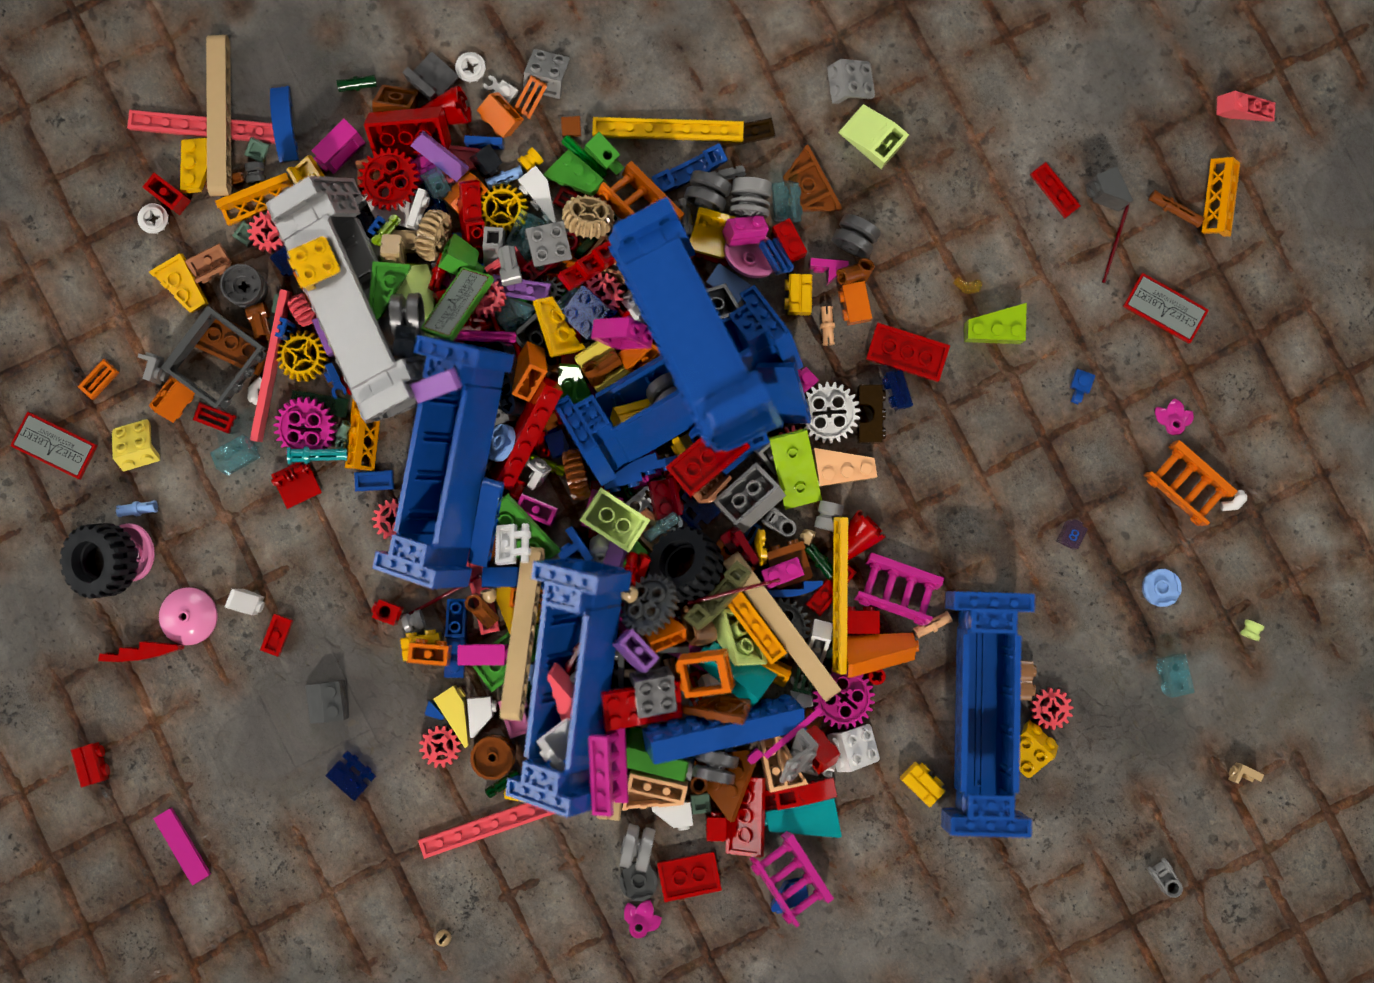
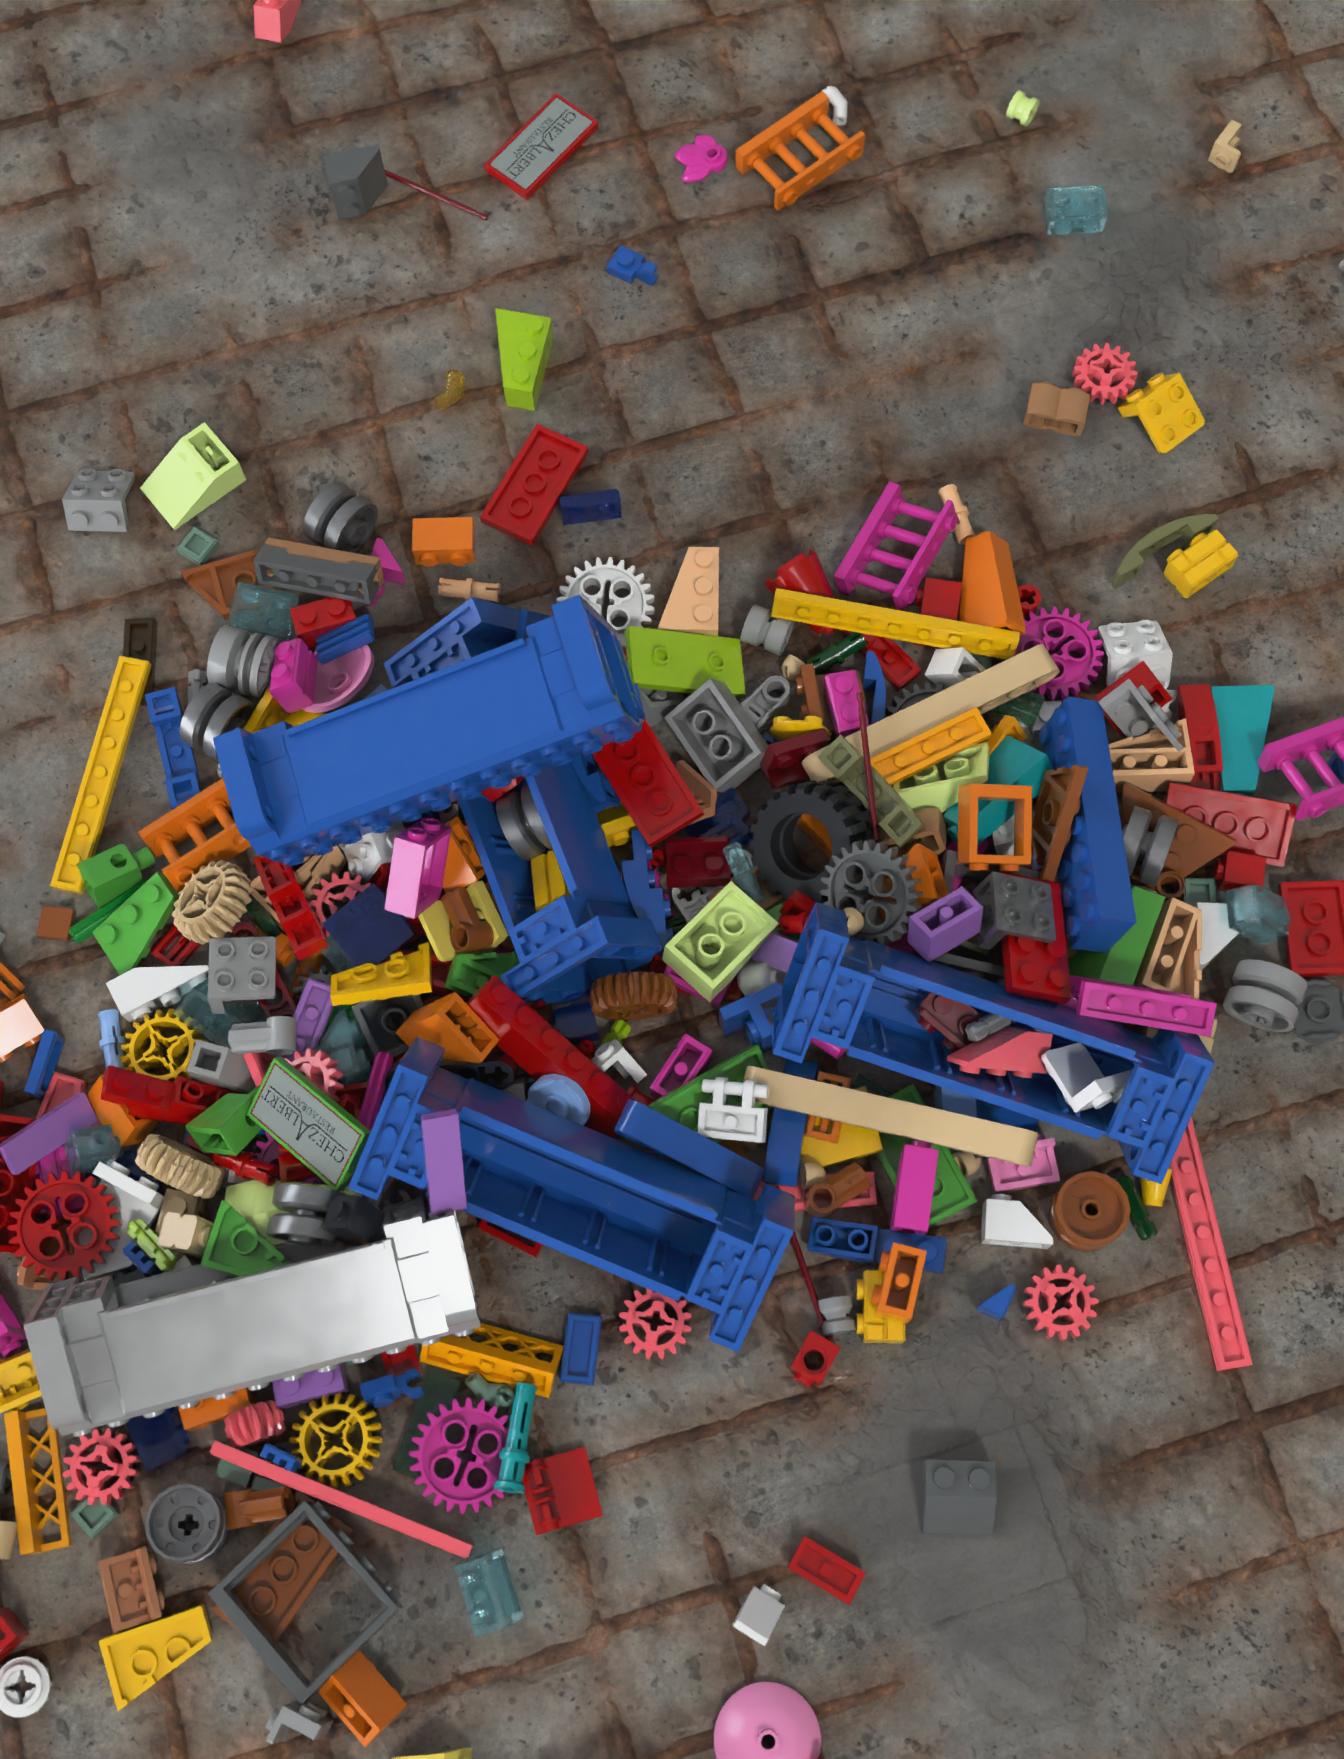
camera: 75 degrees left, 15 degrees down
(229, 423) = (429, 1600): red tile -> none
(253, 391) = (378, 1543): white arm -> none
(313, 262) = (179, 1354): yellow bracket -> none
(347, 780) = (1102, 1481): clear blue plate -> none
(455, 711) = (998, 1267): light yellow slope -> none
(486, 161) = (76, 1063): black brick -> none
(530, 160) = (94, 994): yellow wheel -> none
(687, 839) = (1257, 913): none -> clear light blue brick
(756, 754) = (1131, 782): dark pink piece -> none
(799, 294) = (407, 617): yellow brick -> none
(816, 230) = (319, 570): none -> dark grey piece
(829, 150) = (198, 546): none -> sand green tile
(855, 273) = (396, 530): dark orange piece -> none
(872, 397) = (599, 540): dark brown arch -> none
(946, 775) = (1184, 528): none -> olive slope
(987, 715) = (1108, 443): blue brick -> none
(1055, 190) = (337, 257): red tile -> none
(1072, 534) = (850, 308): clear purple brick -> none
(1161, 587) = (944, 211): light blue tile -> none
(1177, 209) = (394, 117): dark orange pin -> none
(1228, 196) = (401, 45): light orange fence -> none

